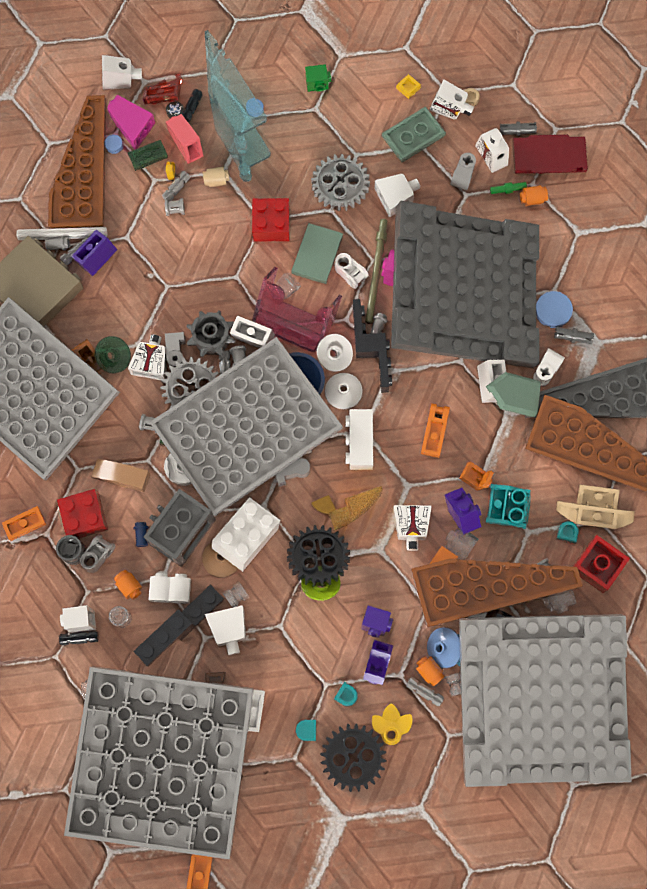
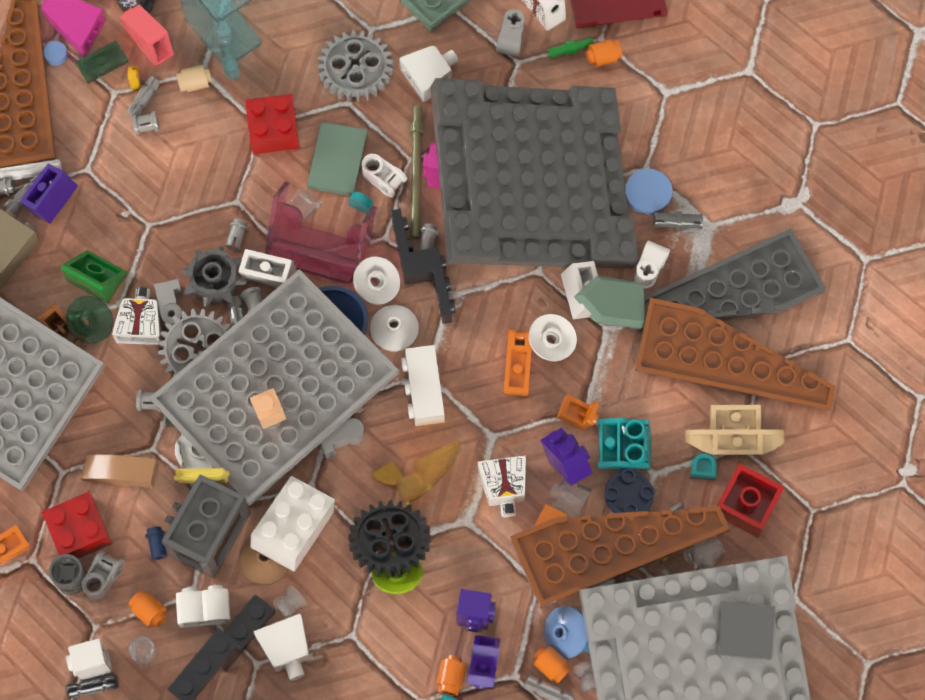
camera: 10 degrees left, 5 degrees down
(121, 320) = (94, 275): none -> green slope
(173, 486) = (190, 475): none -> light yellow axle
(233, 300) = (237, 232): none -> light grey pin
(238, 443) = (268, 408): none -> light nougat brick
(330, 289) = (360, 202): none -> teal tile
(351, 668) = (451, 675): none -> orange brick
(471, 411) = (559, 330): none -> white dish
(507, 545) = (628, 492): none -> dark blue dish
(585, 670) = (746, 630): none -> dark grey tile

